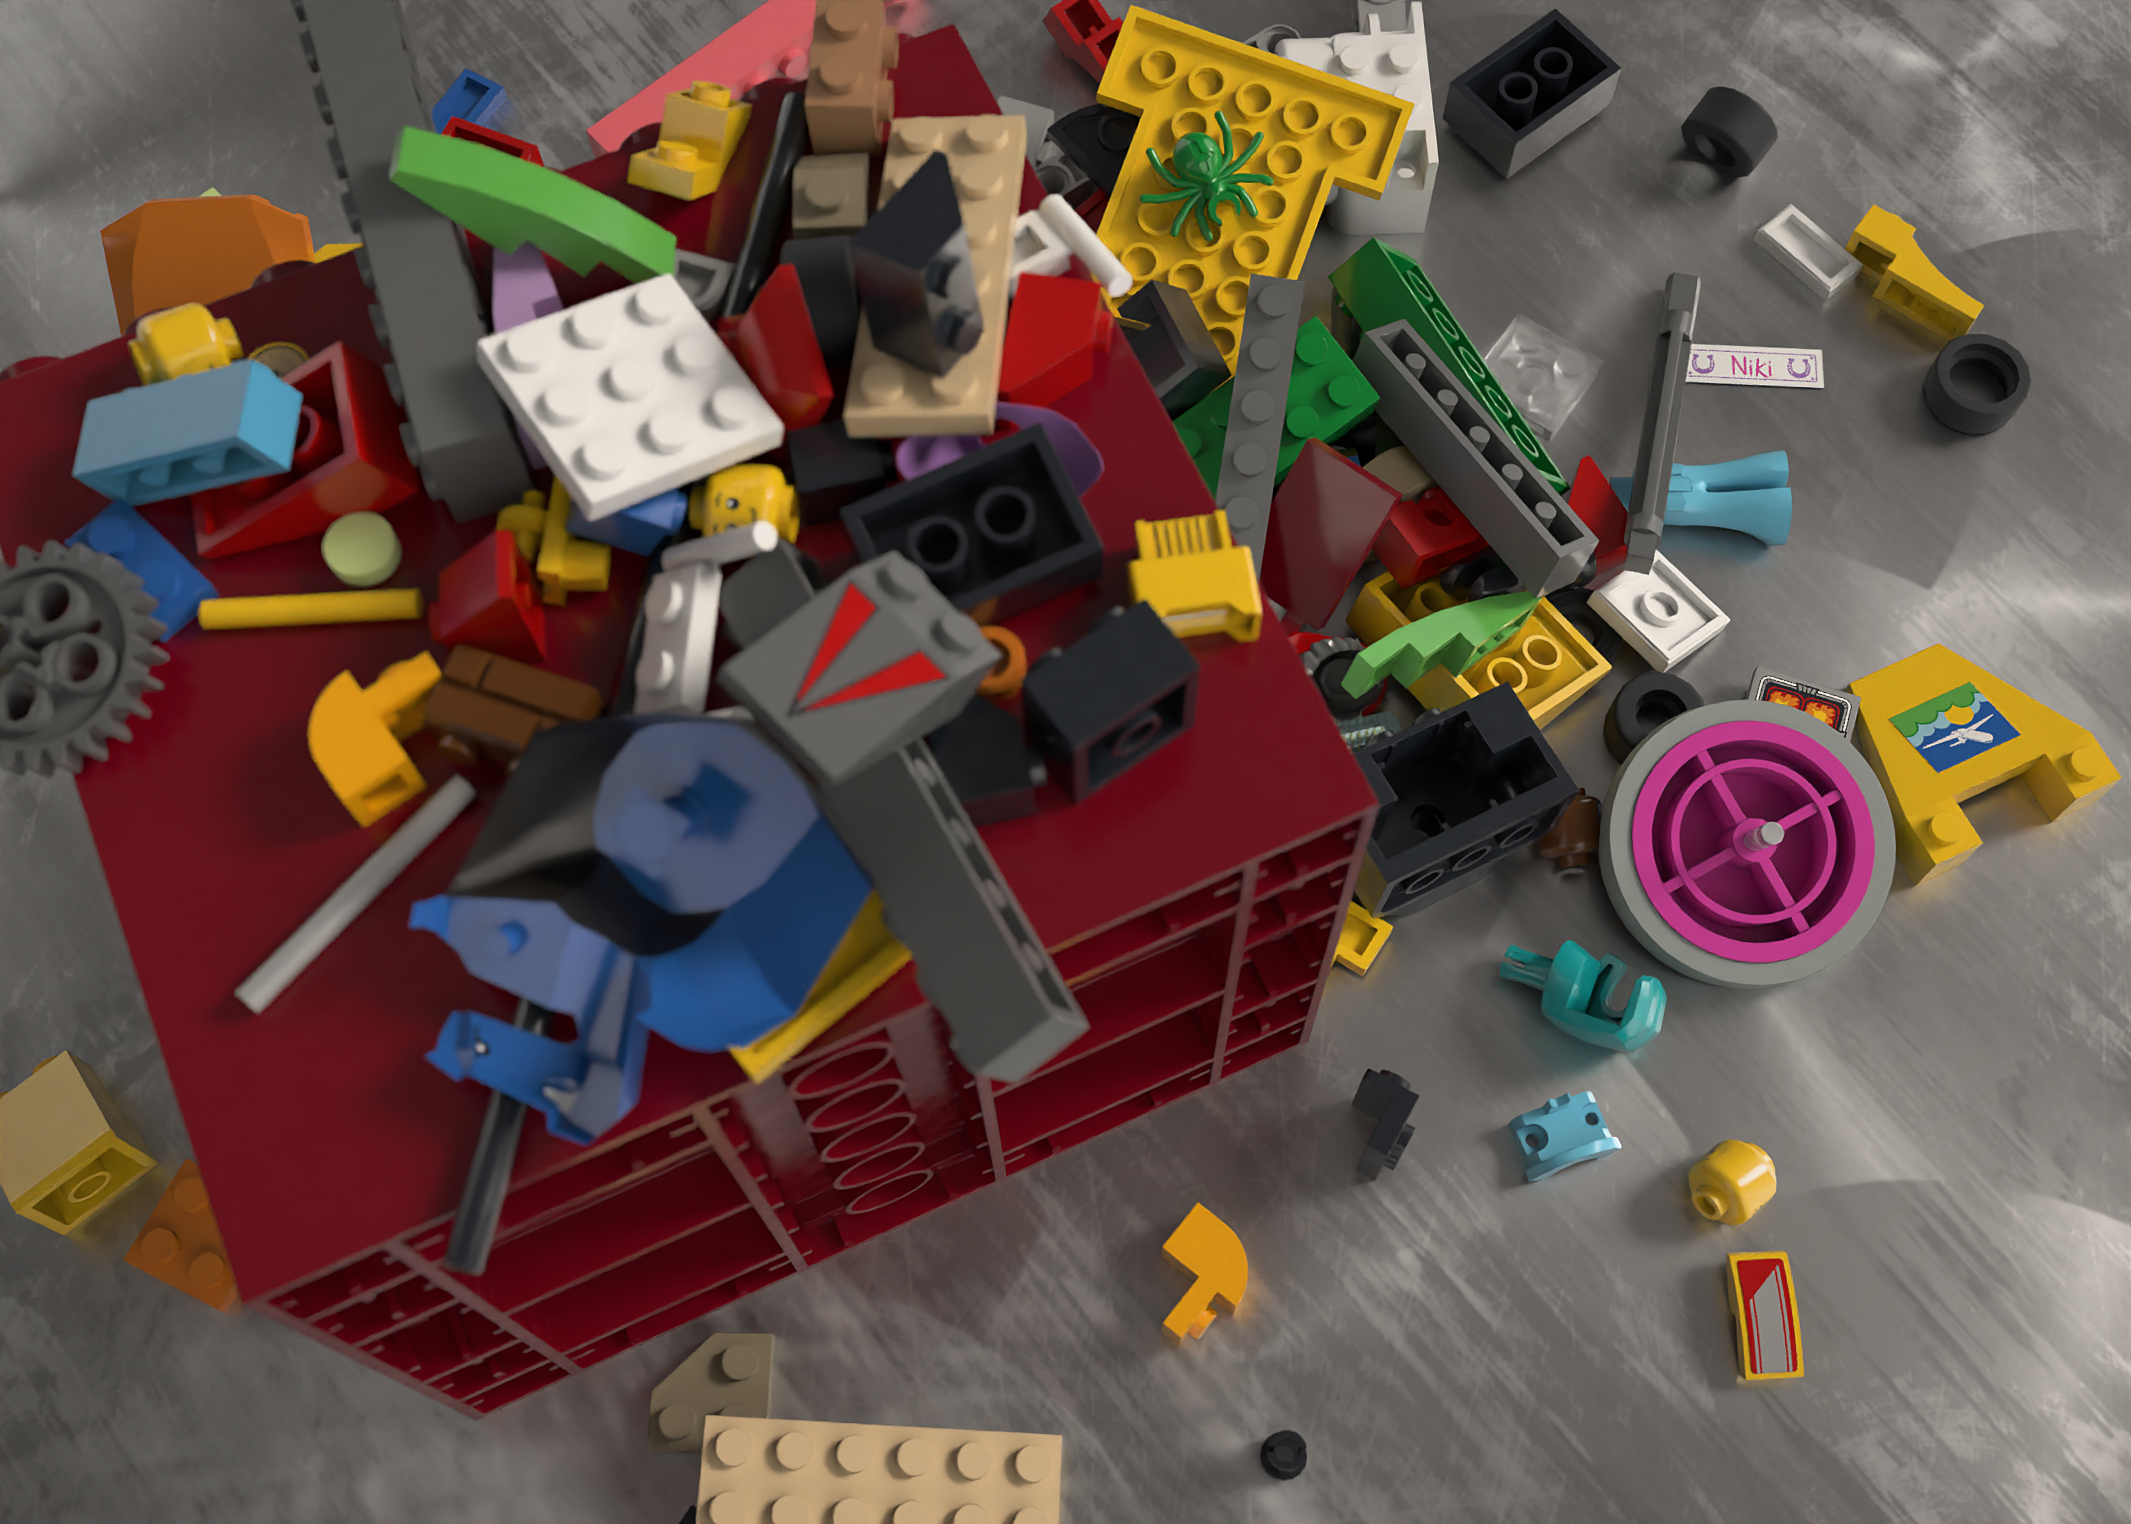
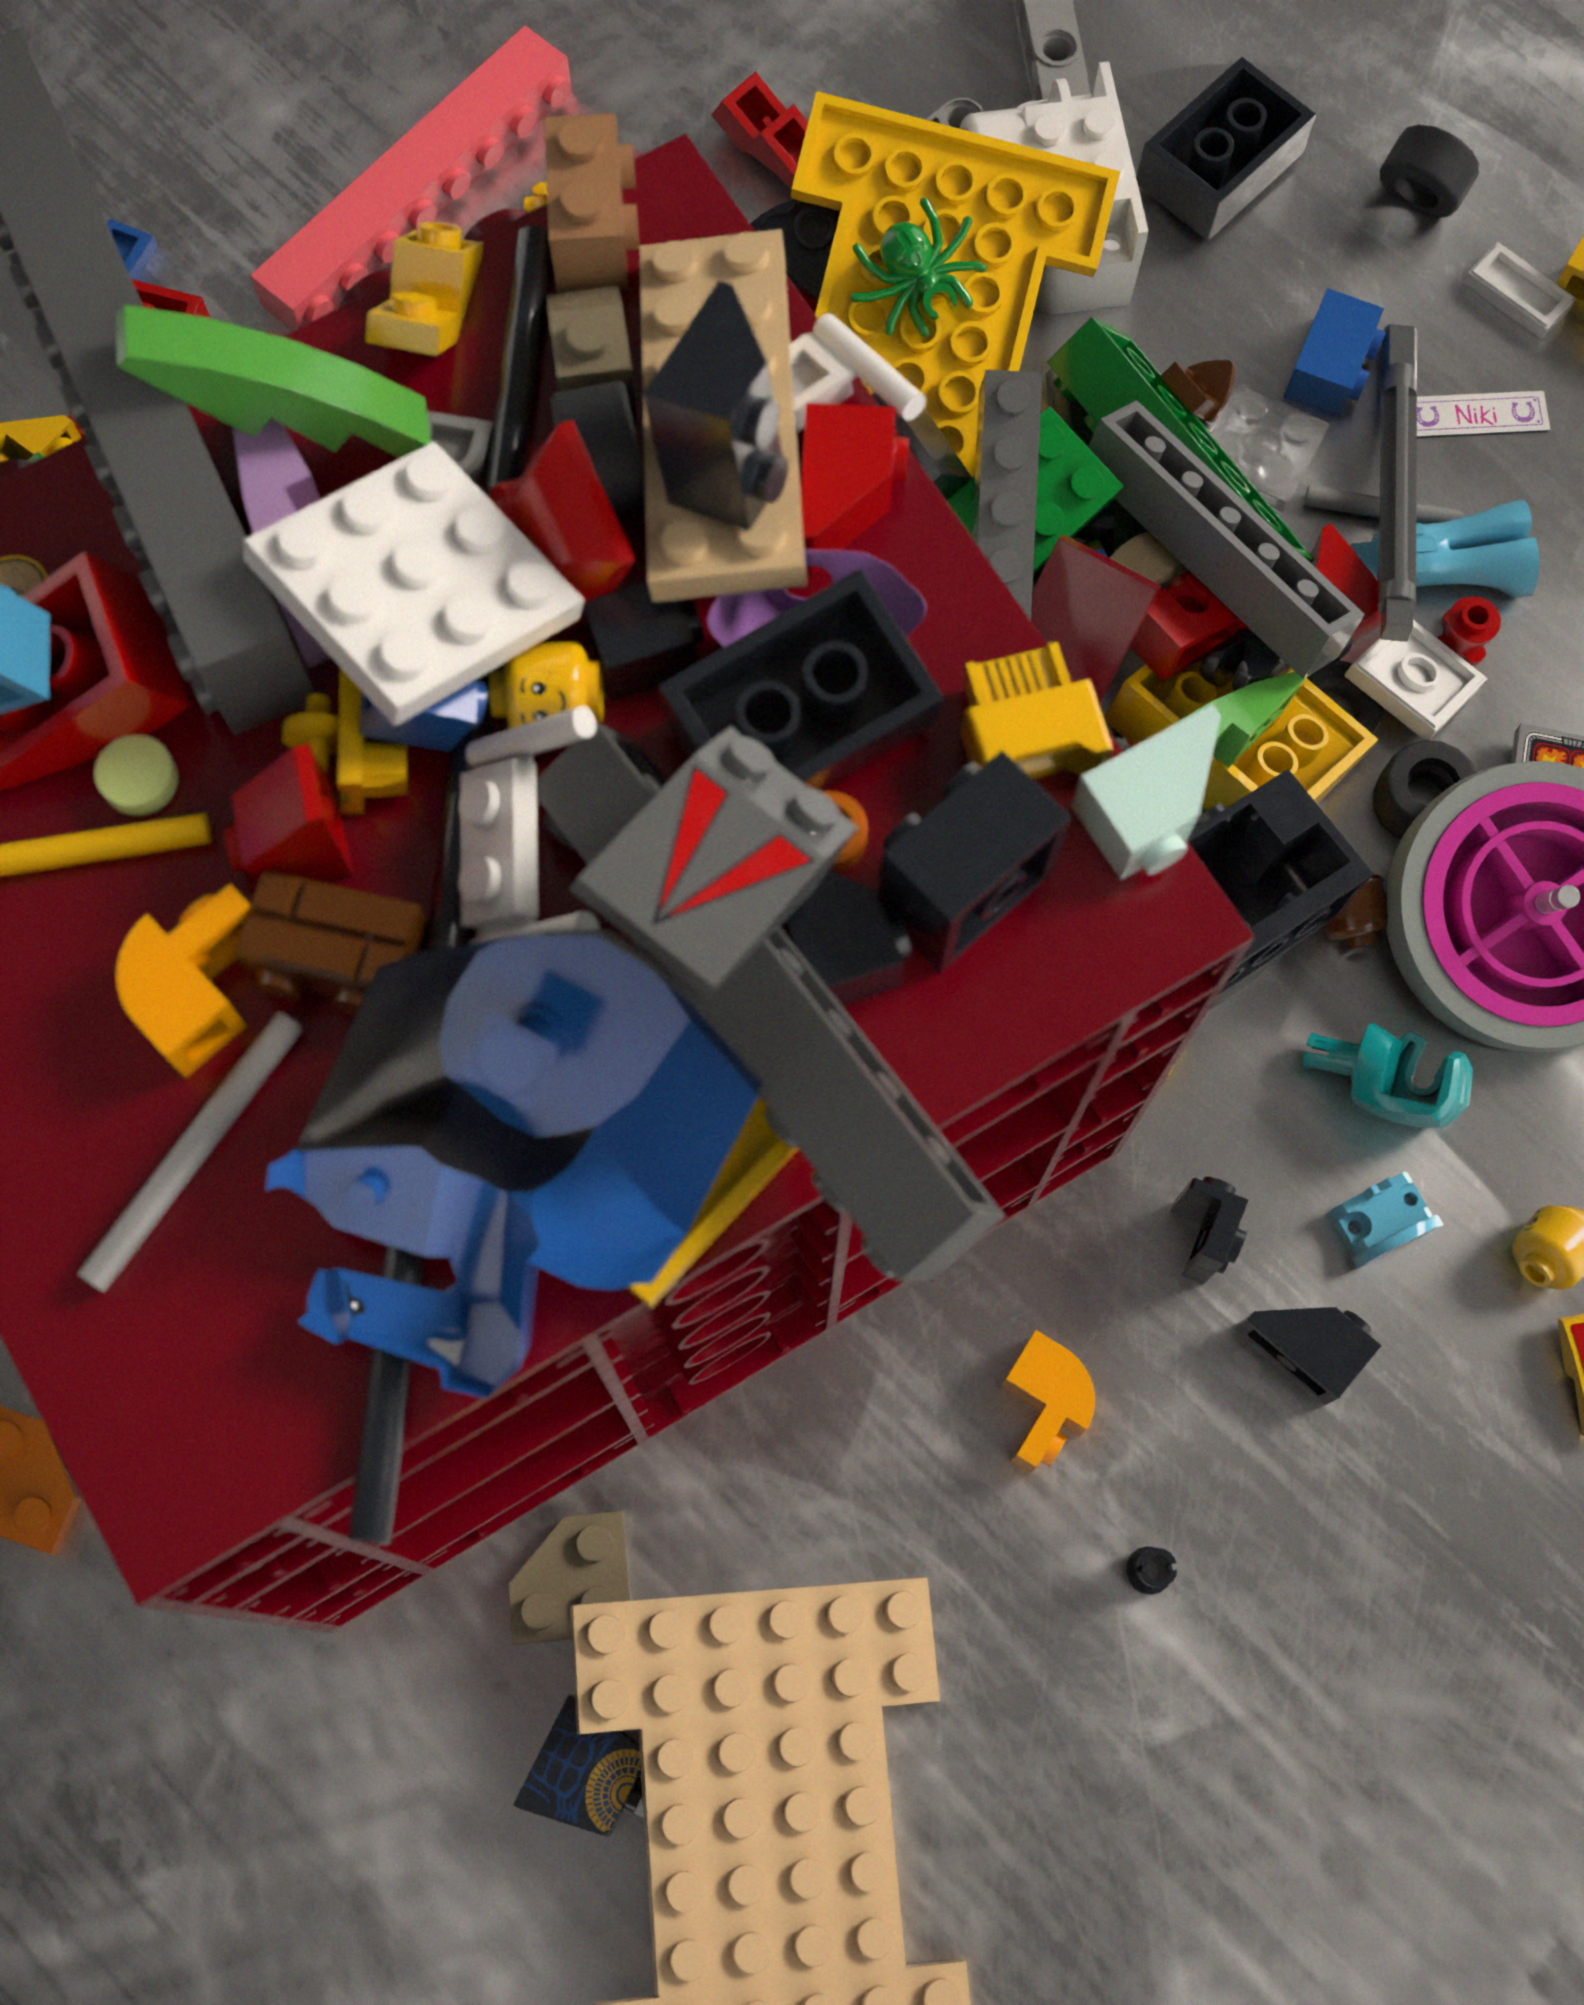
camera: 10 degrees left, 5 degrees up
(1293, 659) = (1149, 796): none -> light aqua slope
(1474, 1250) = (1314, 1346): none -> black slope
(1482, 315) = (1202, 386): none -> reddish brown tile
(1615, 295) = (1334, 353): none -> blue brick
(1629, 442) = (1369, 505): none -> light grey bar
(1717, 568) = (1469, 627): none -> red brick

